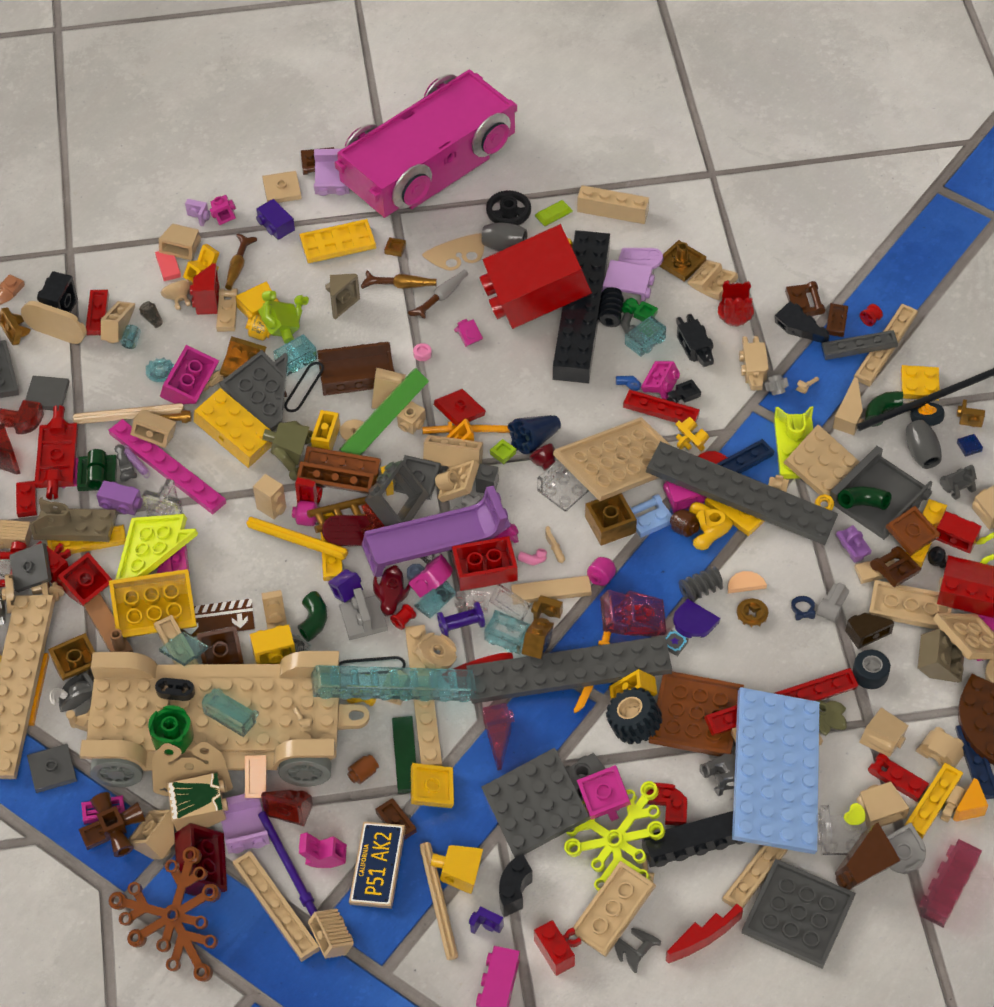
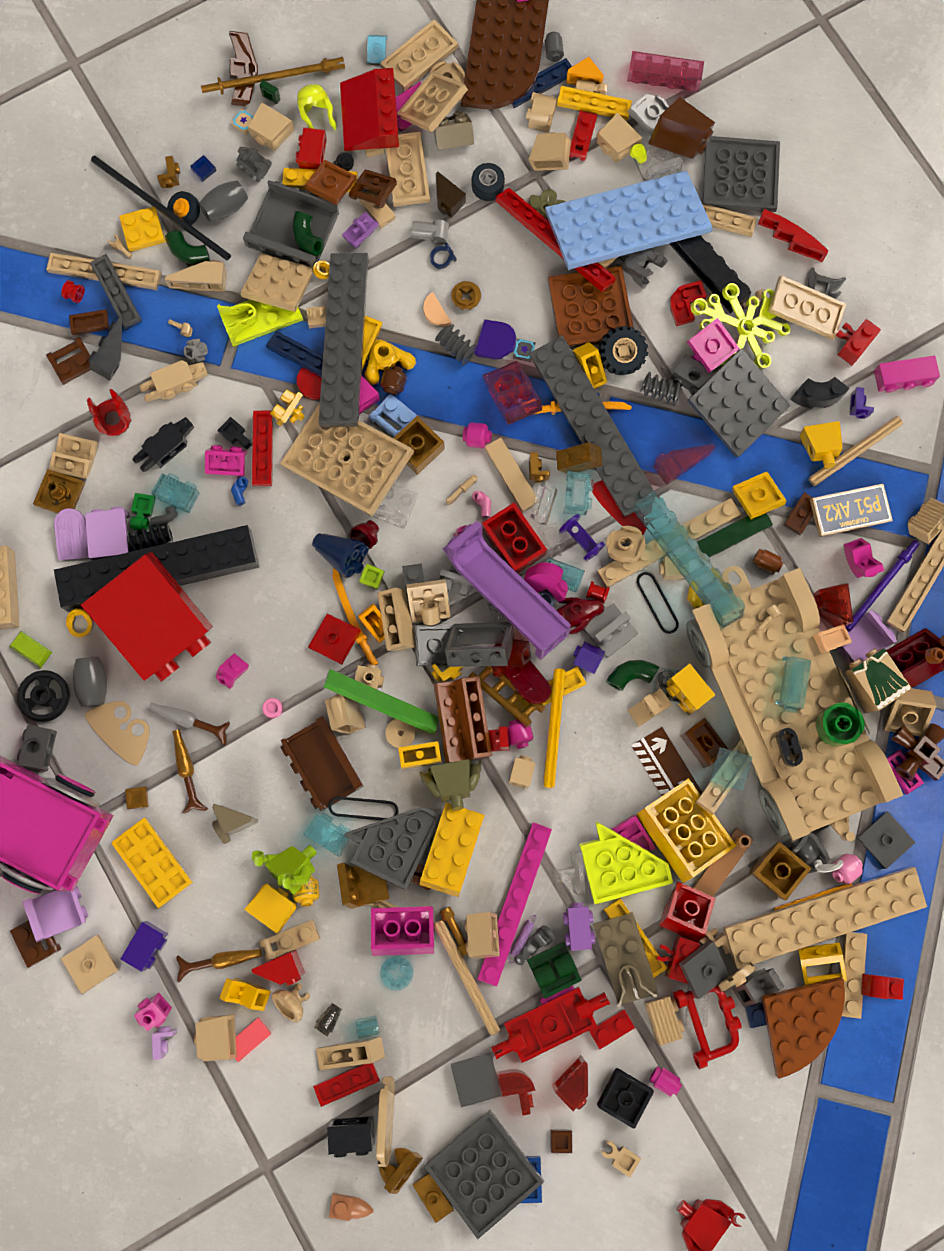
camera: 115 degrees left, 25 degrees up
(46, 720) = (850, 869): none -> bright pink head
(467, 194) = (41, 758): none -> dark grey brick
(580, 741) = (661, 388): none -> dark grey piece
(910, 361) = (118, 245): none -> tan hand

